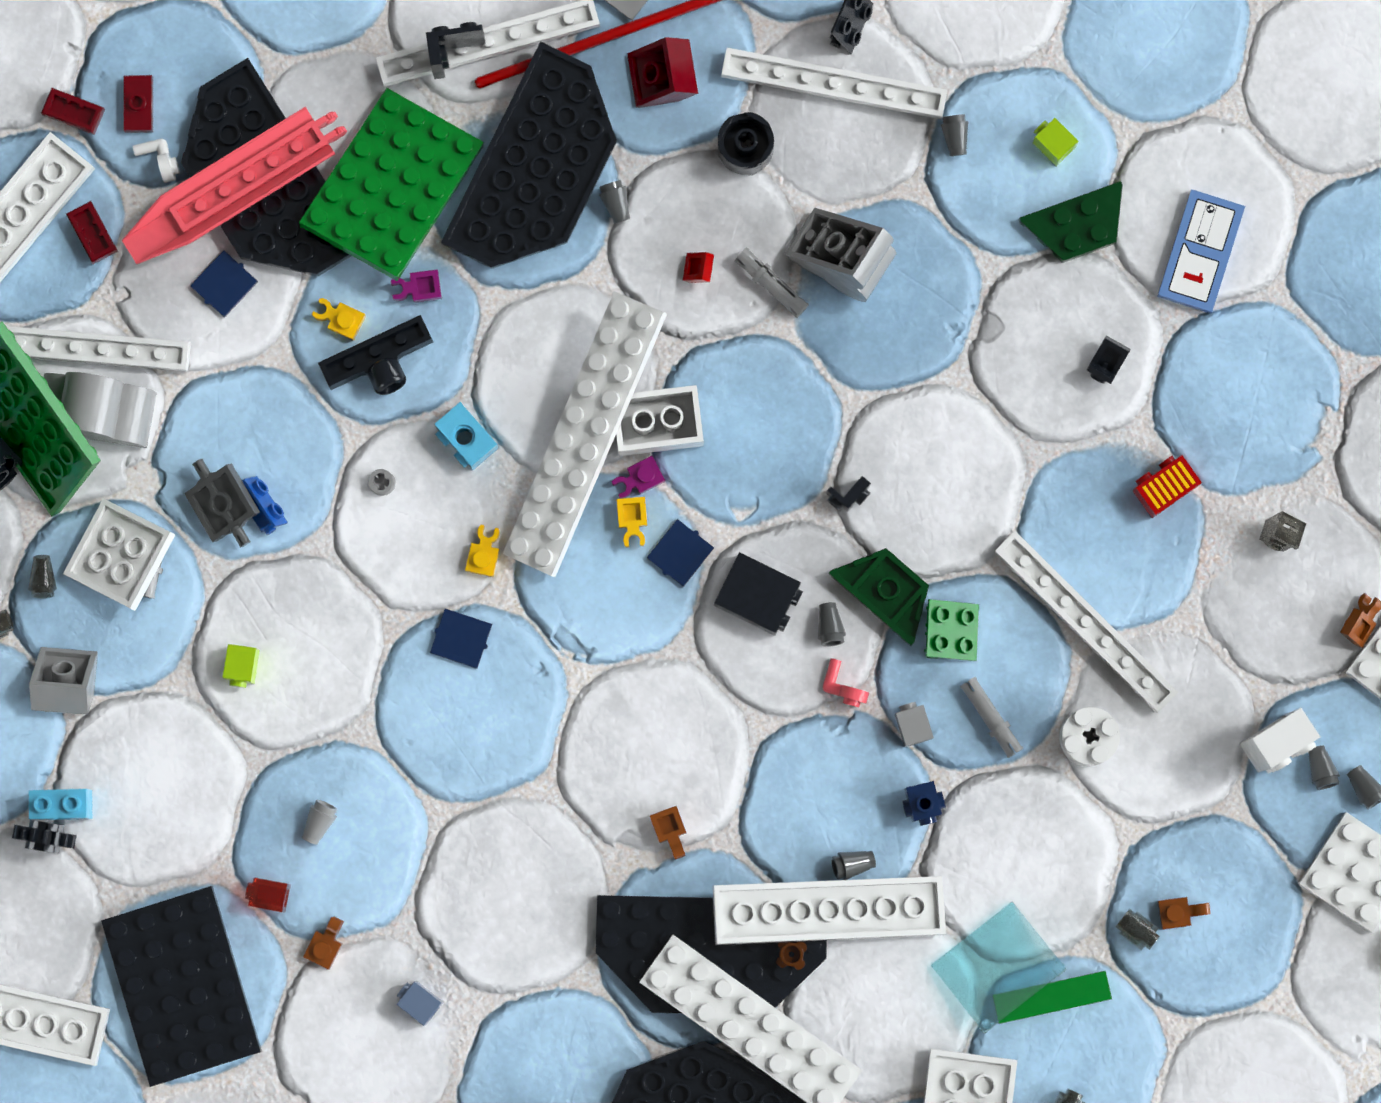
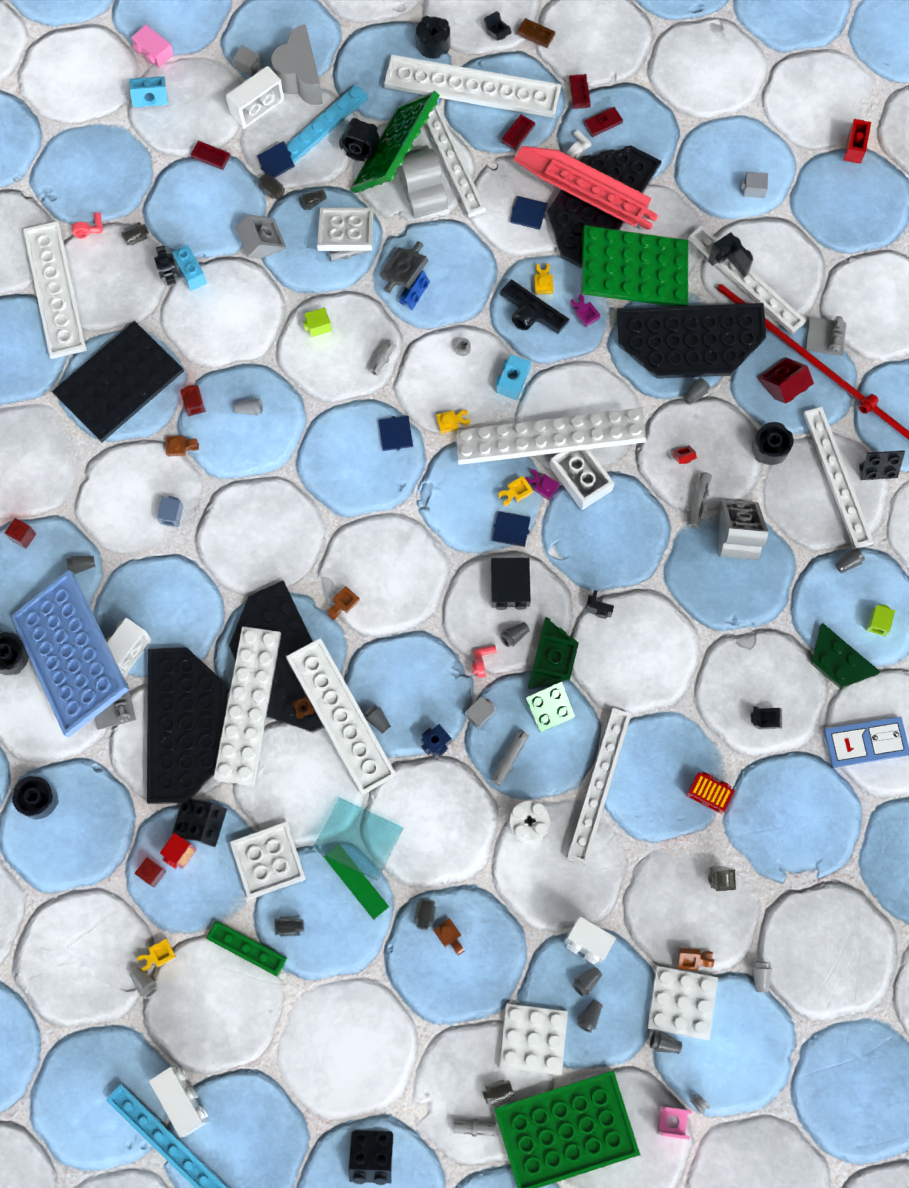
camera: 60 degrees right, 10 degrees down
(340, 600) = (382, 357): none -> light grey pin

